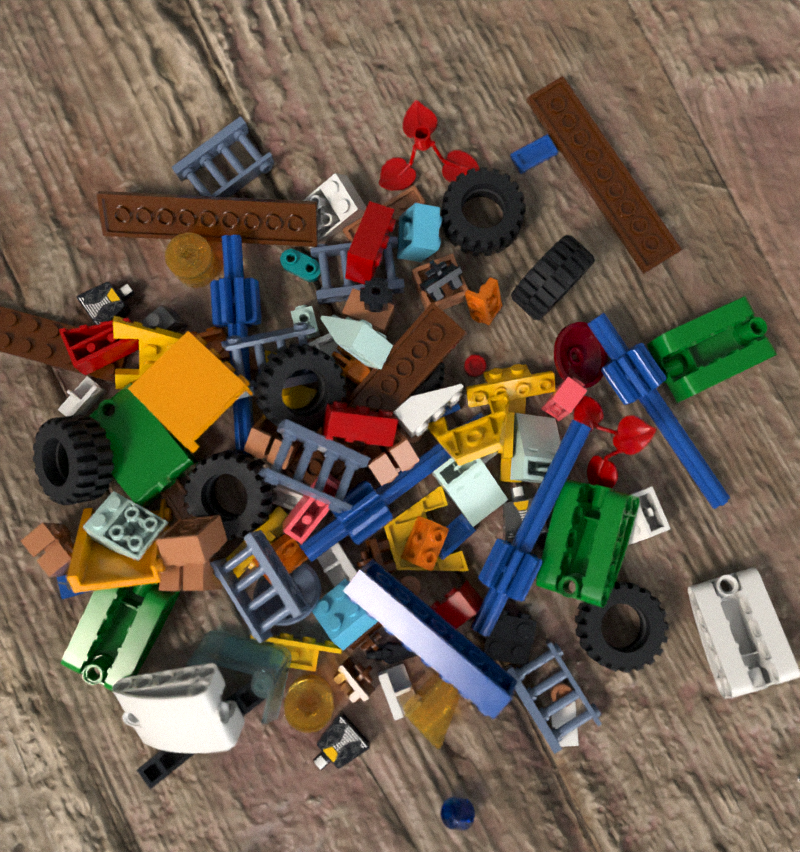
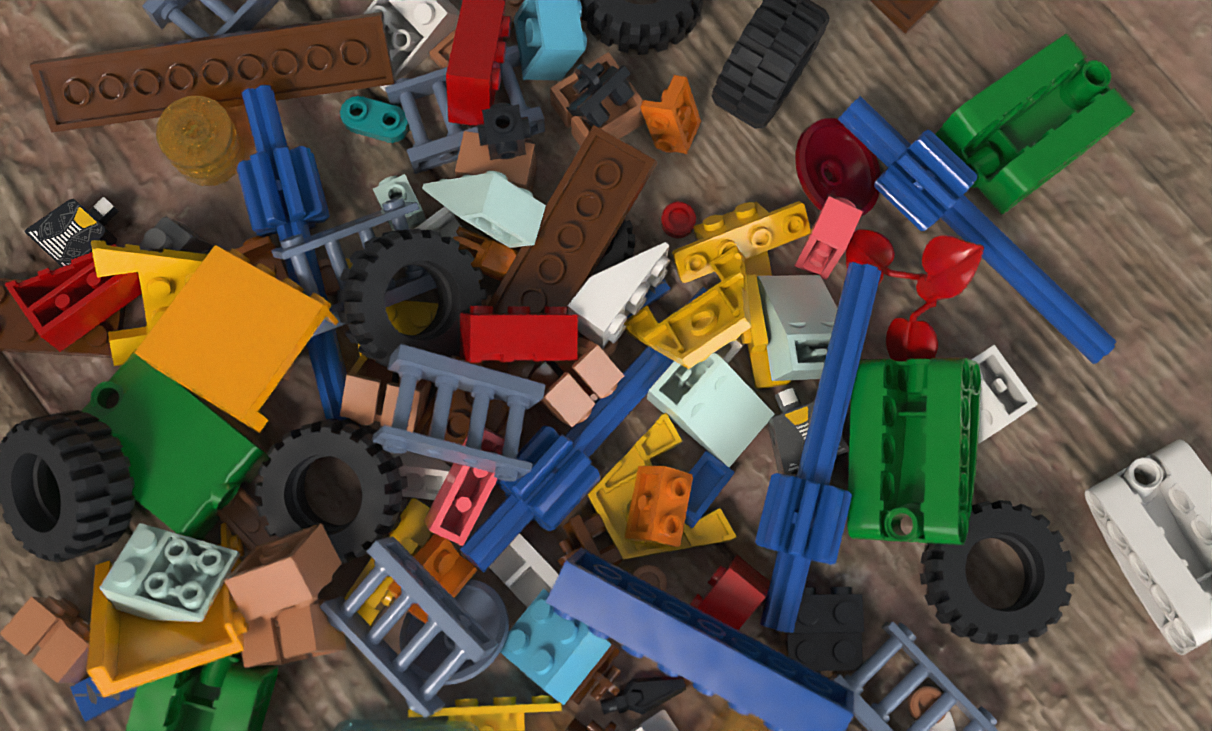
camera: 15 degrees left, 5 degrees down
(82, 398) = (63, 389): white panel -> none

